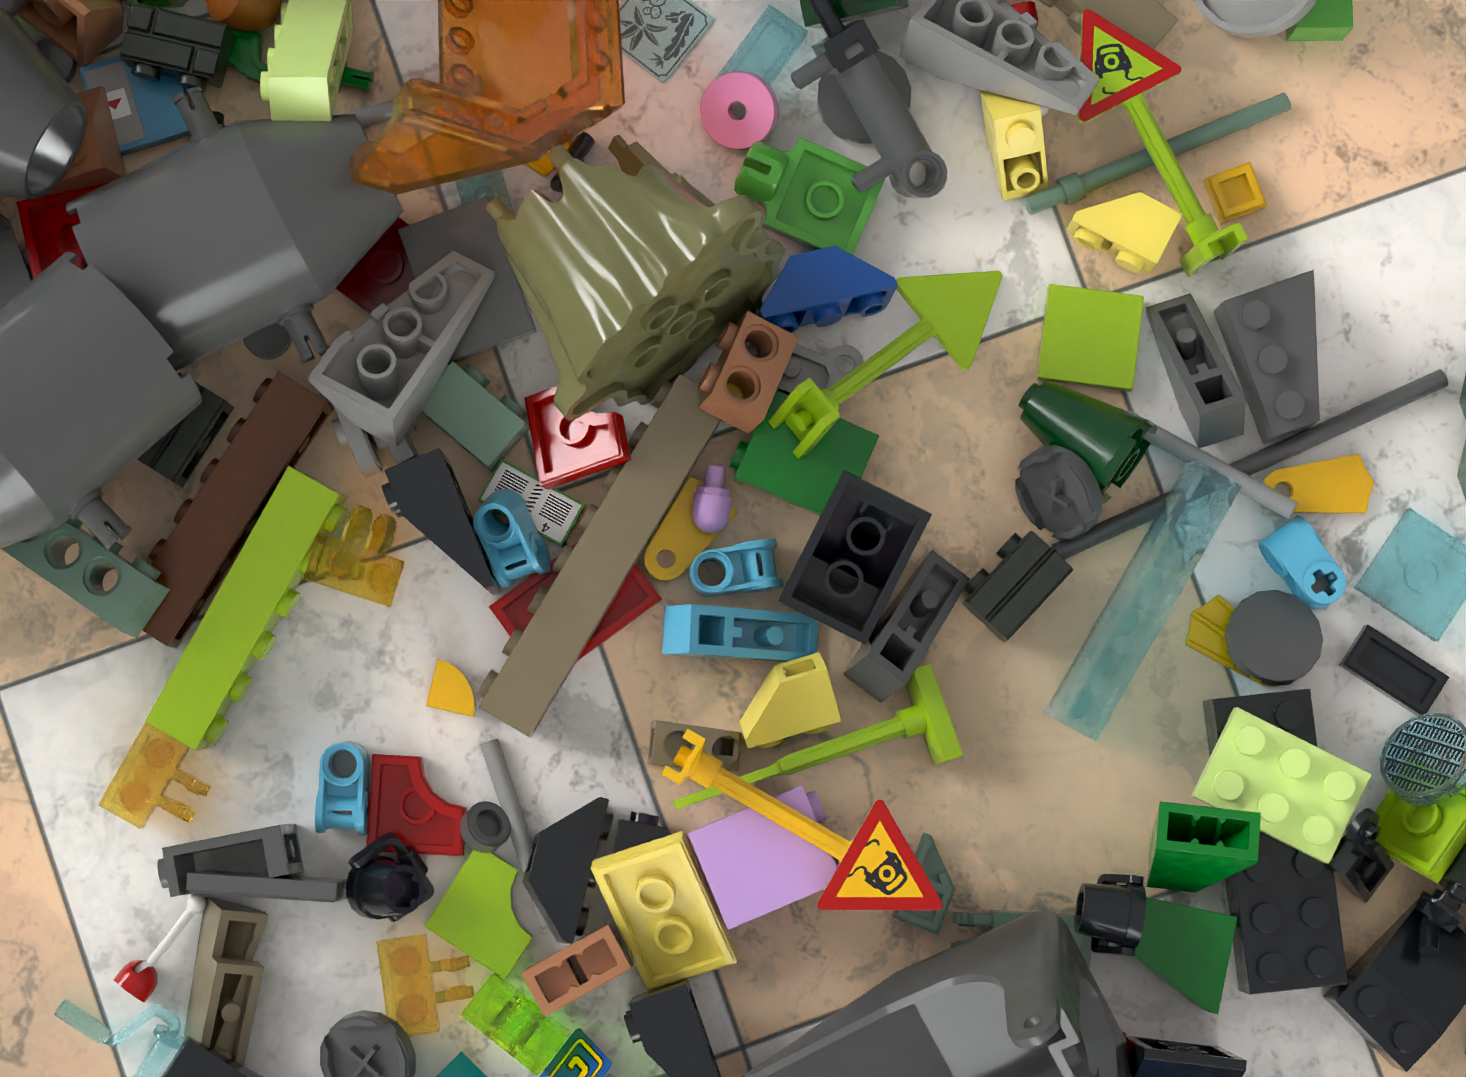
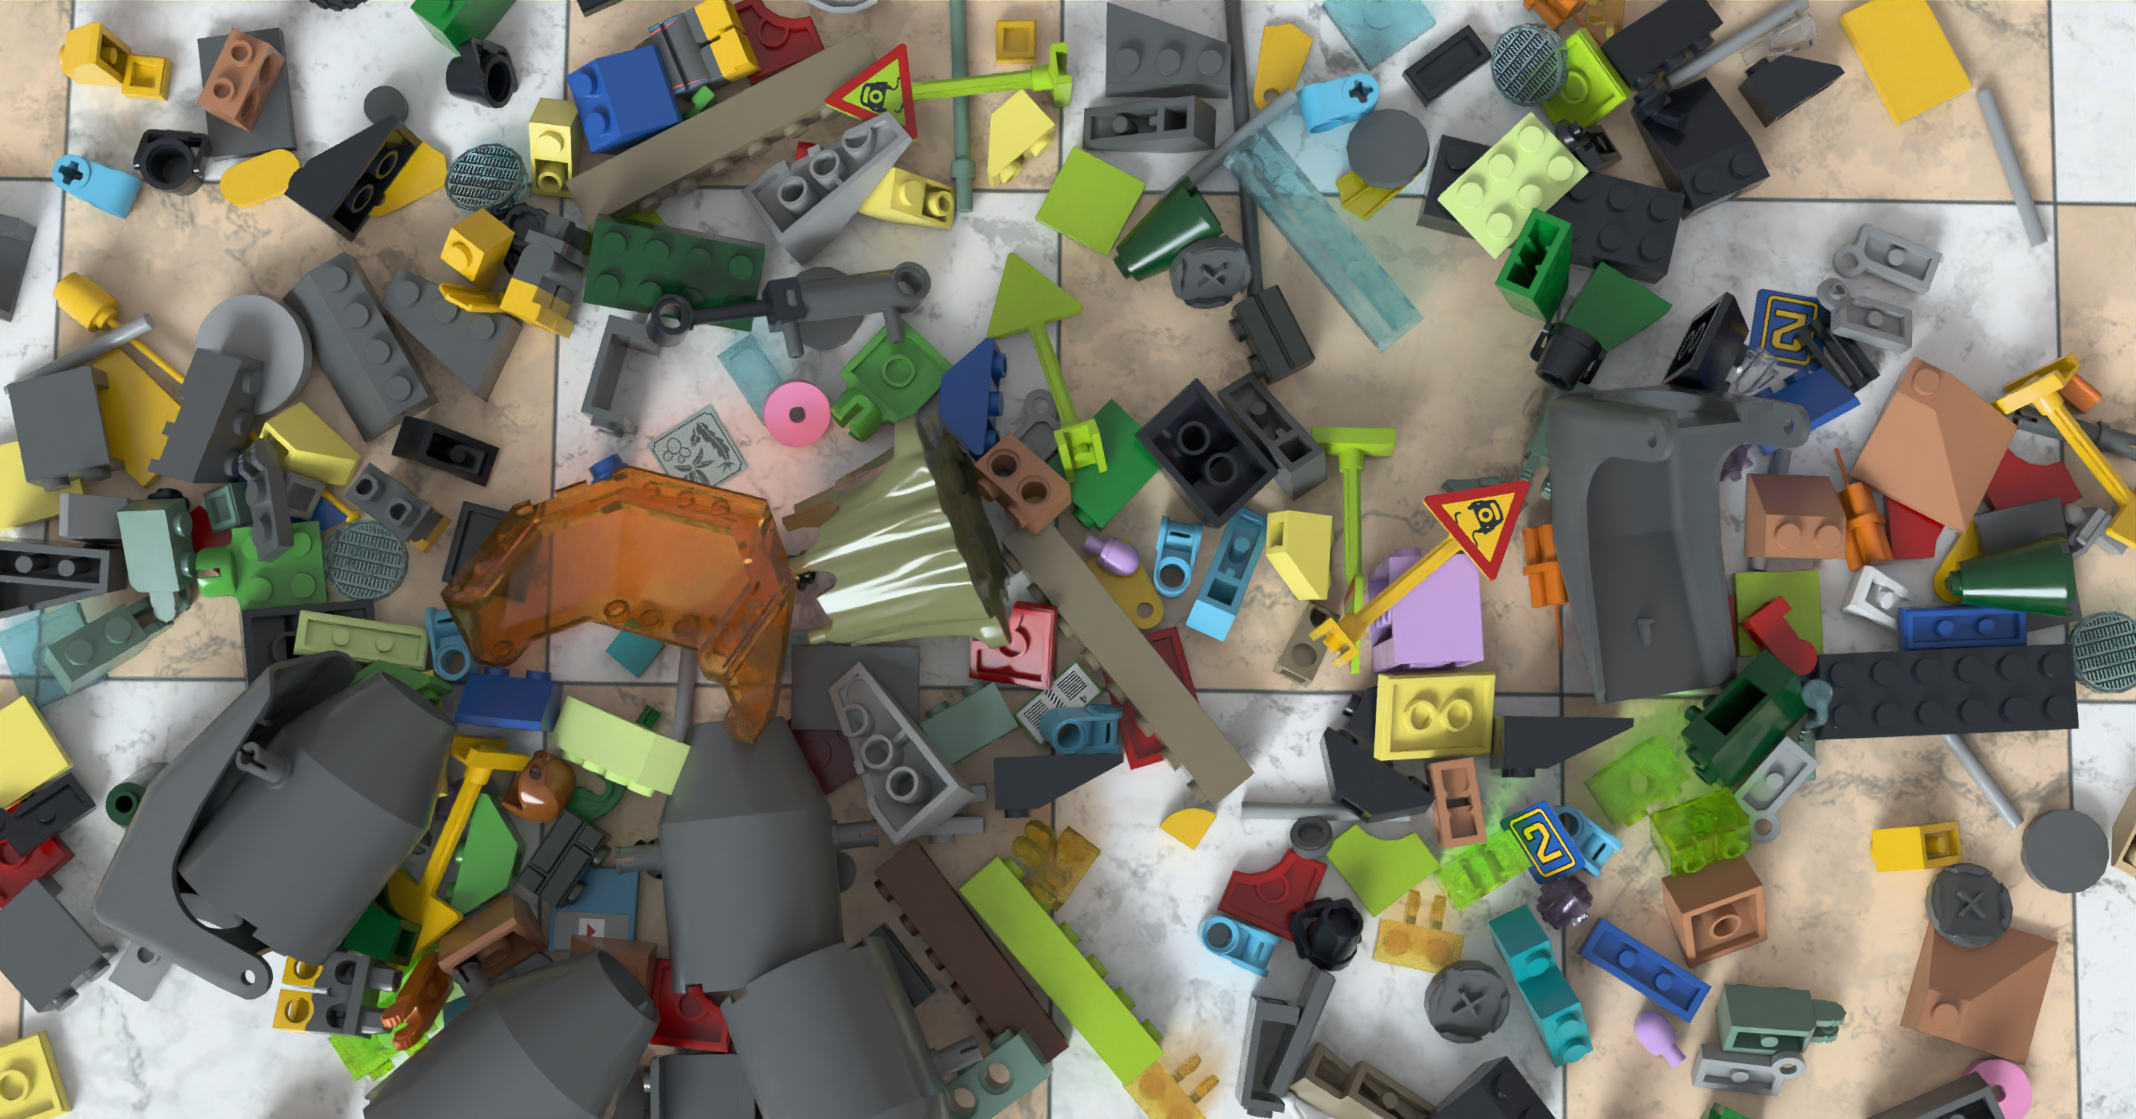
camera: 70 degrees left, 0 degrees up
(421, 38) = (635, 652): none -> teal tile
(865, 975) = (1544, 572): none -> orange piece

